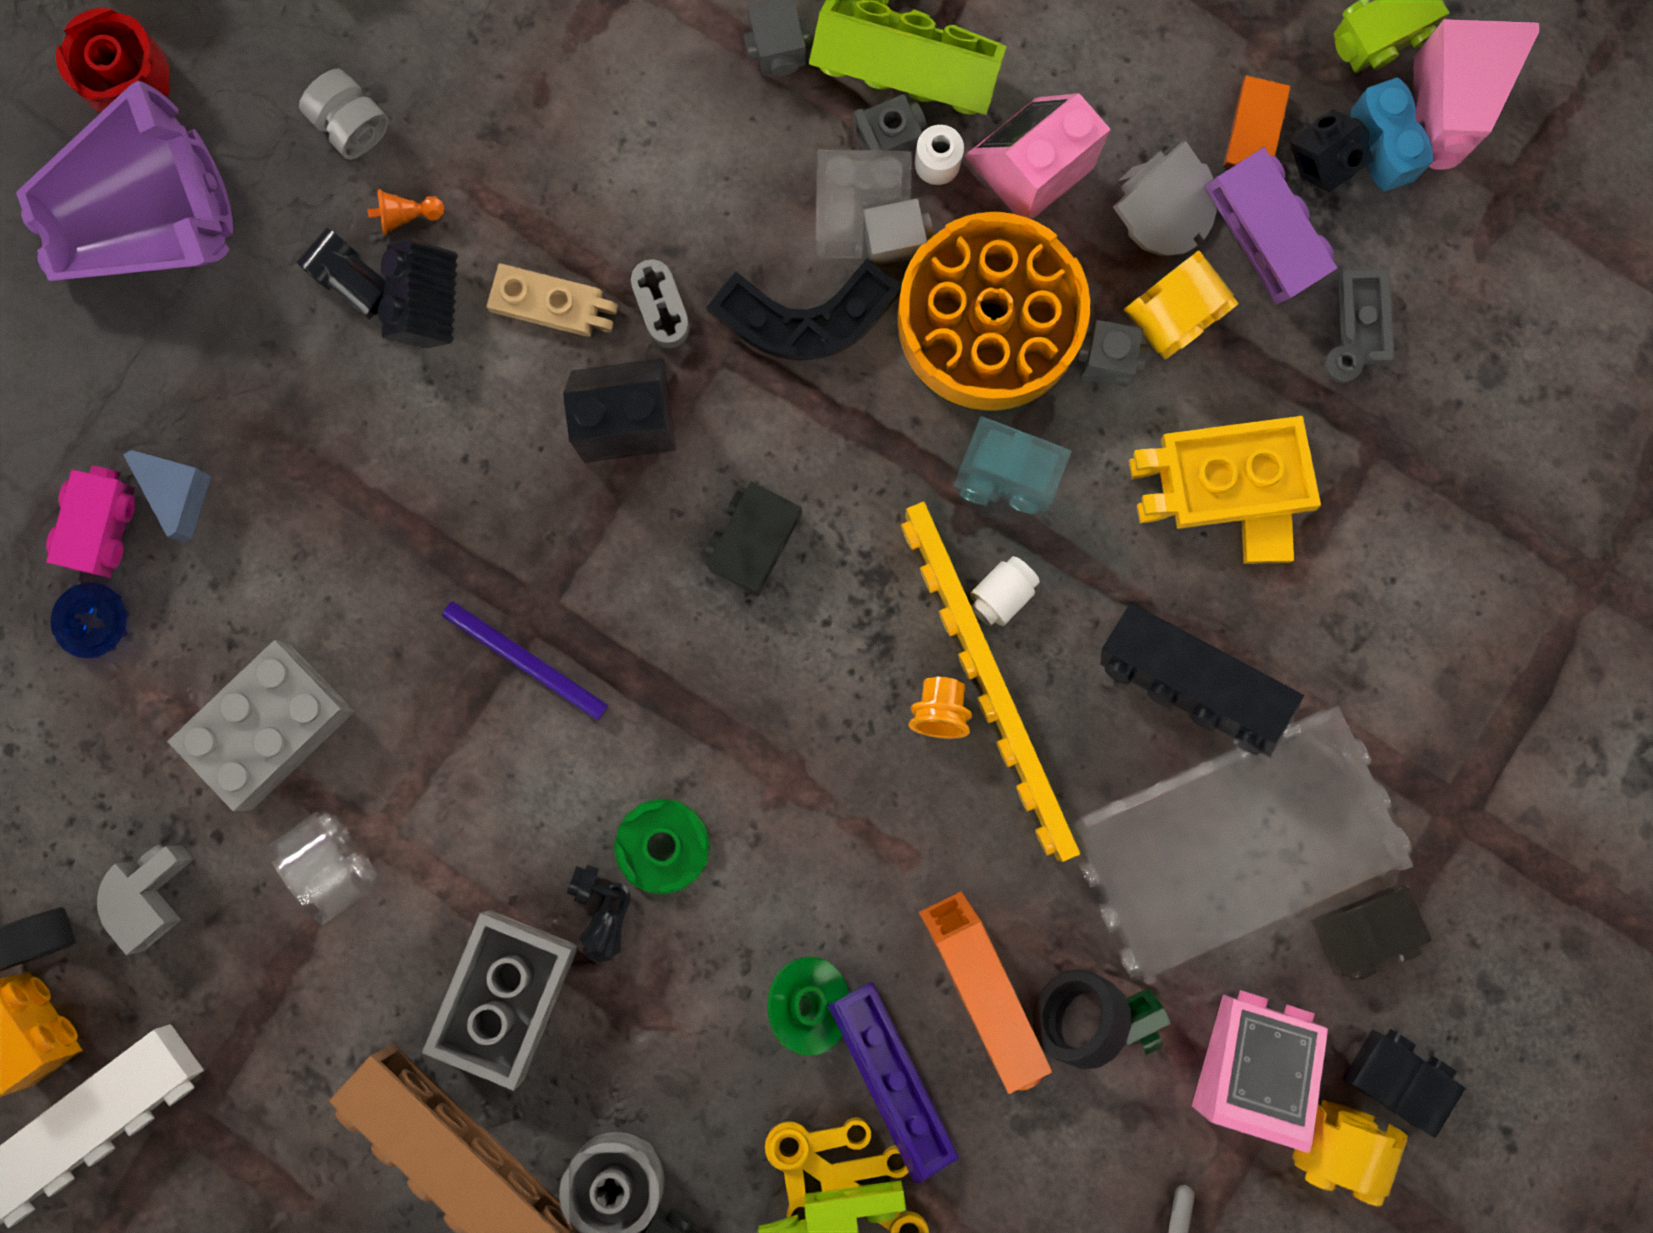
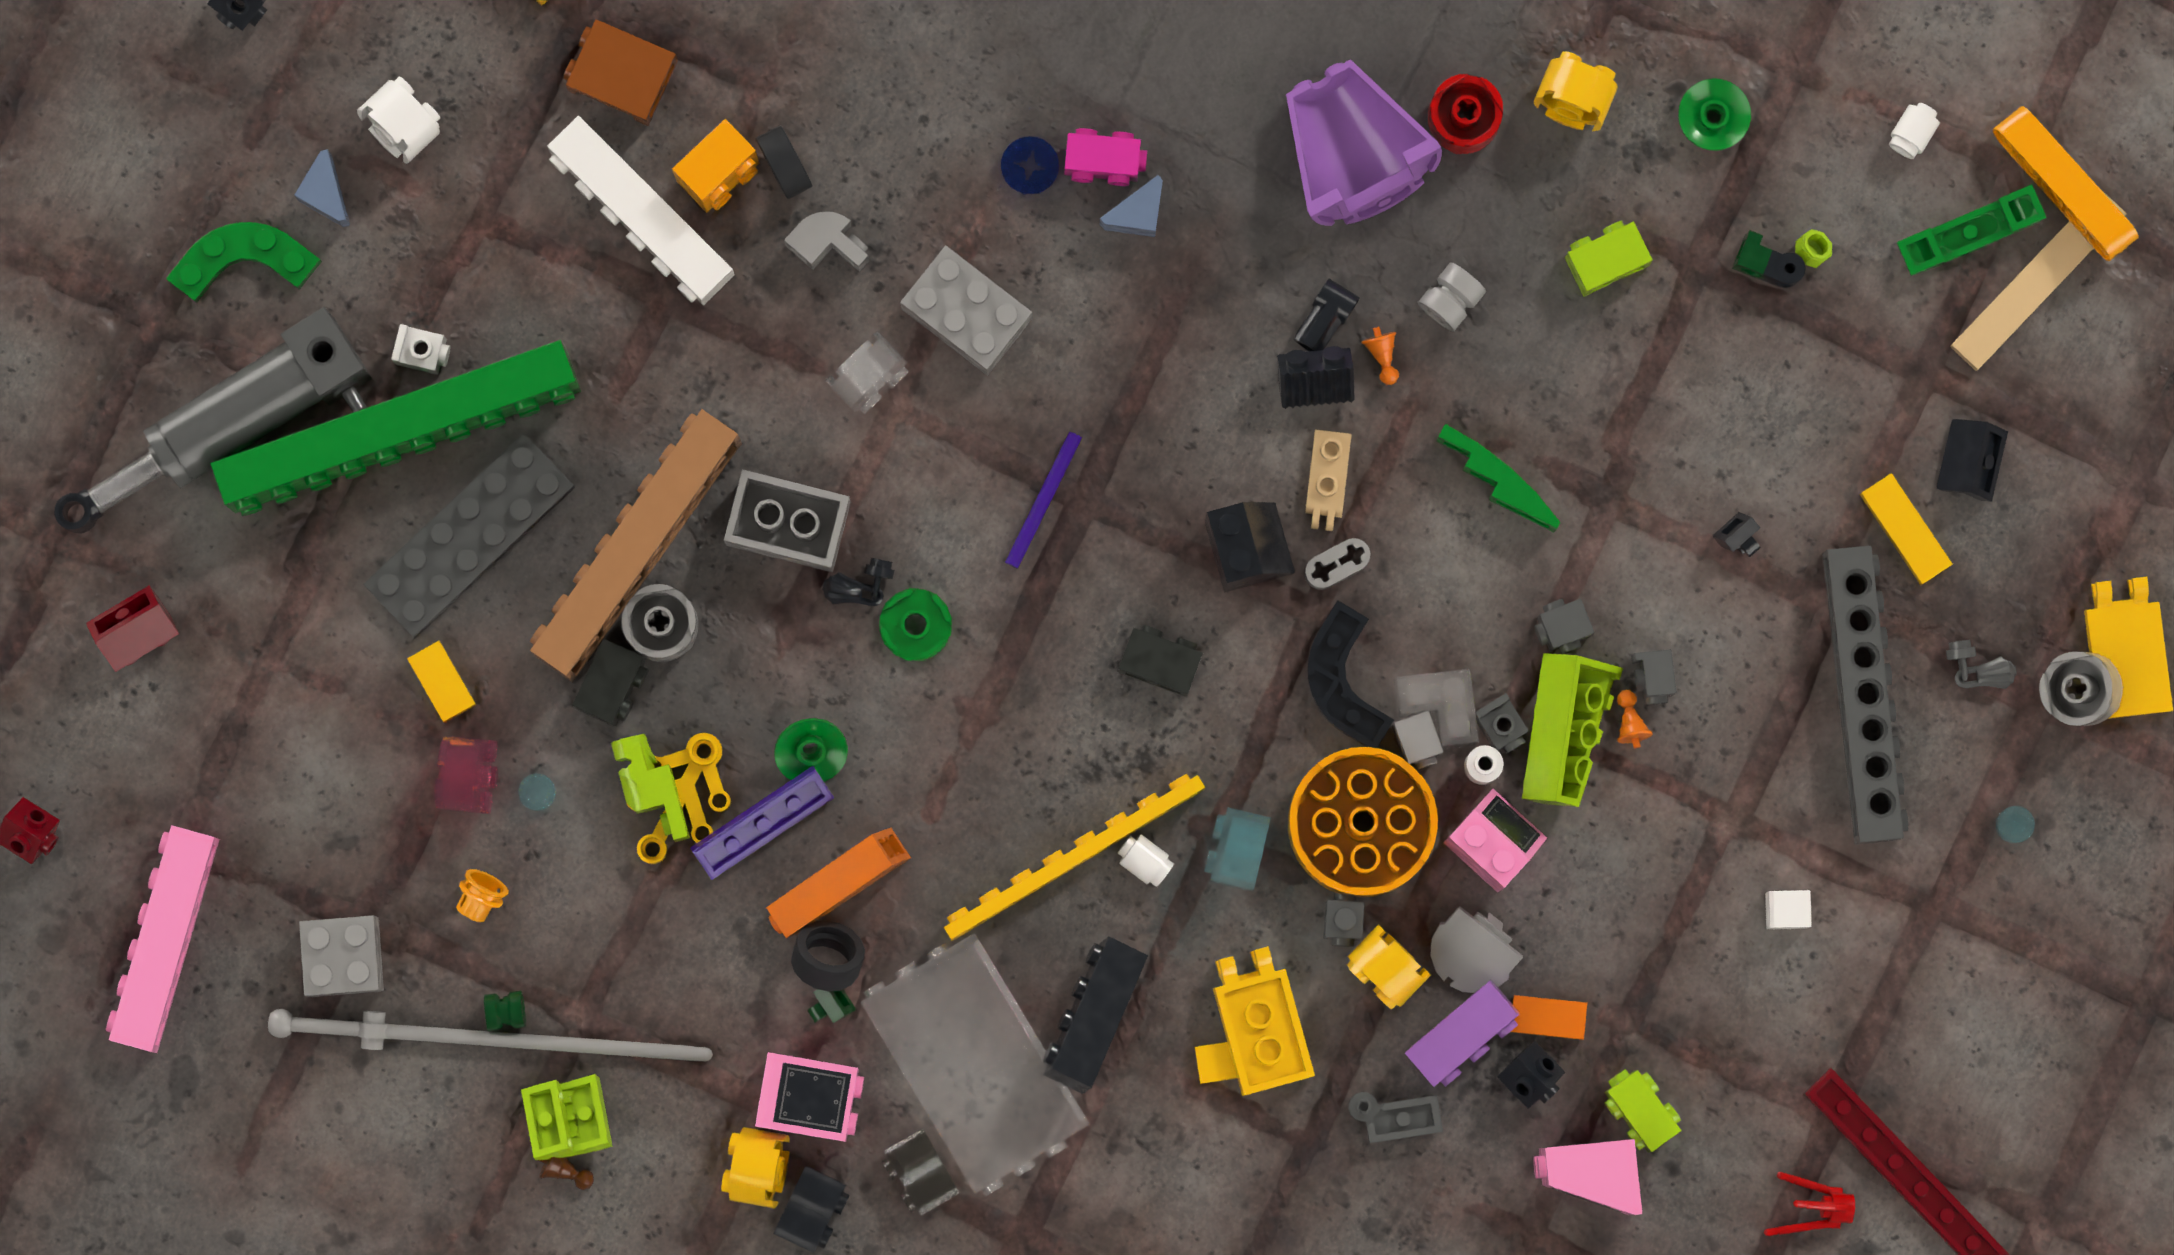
camera: 80 degrees right, 0 degrees up
(593, 79) = (1510, 489): none -> green slope
(941, 709) = (1047, 822): light orange piece -> none
(1396, 140) = (1561, 1116): dark azure brick -> none

